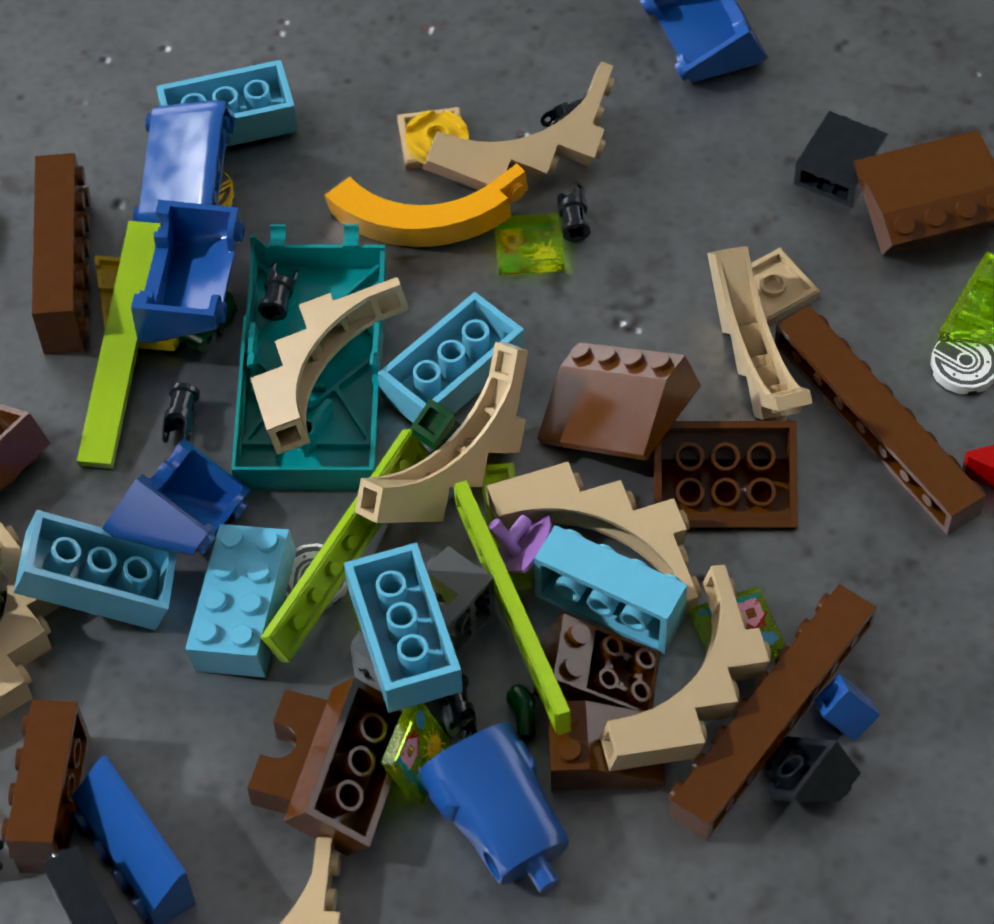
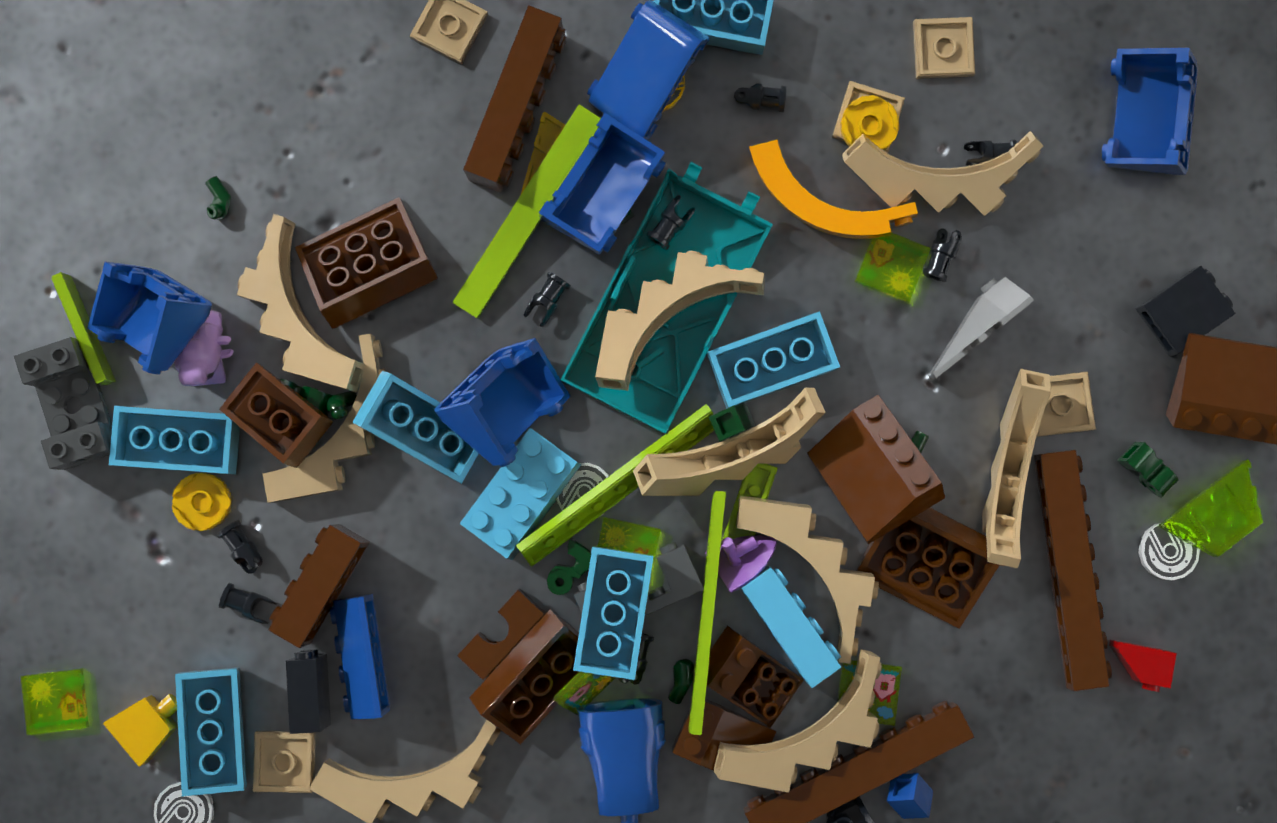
camera: 25 degrees right, 30 degrees up
(311, 160) = (755, 97): none -> black piece
(332, 660) = (562, 576): none -> dark green leg
(474, 58) = (944, 47): none -> tan tile
(652, 234) = (990, 311): none -> light grey wedge
(905, 301) = (1152, 471): none -> dark green leg

